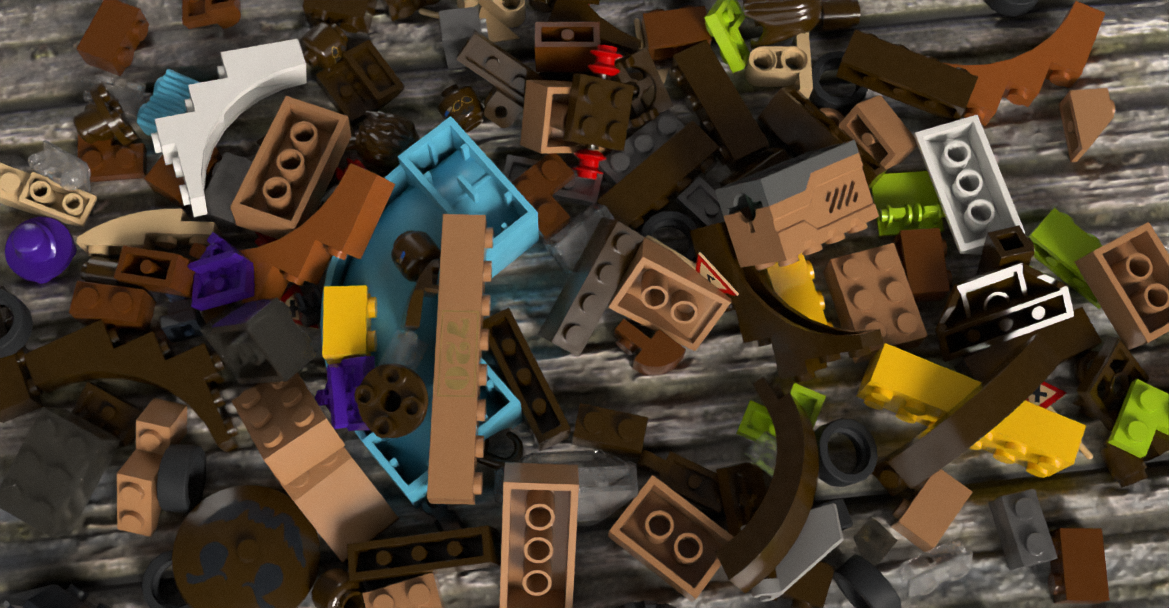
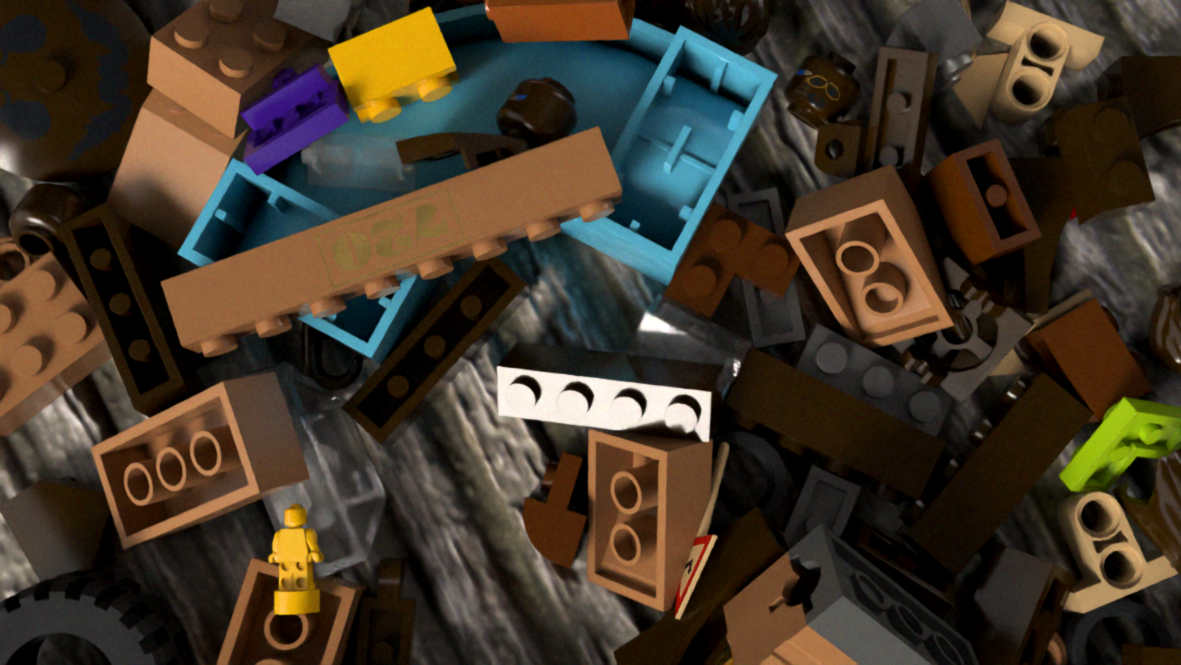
camera: 75 degrees right, 10 degrees up
(392, 400) = (286, 174): dark brown plate -> none
(598, 112) = (887, 292): dark brown plate -> none
(610, 430) = (411, 501): dark brown brick -> none
(617, 496) = (296, 551): none -> yellow piece

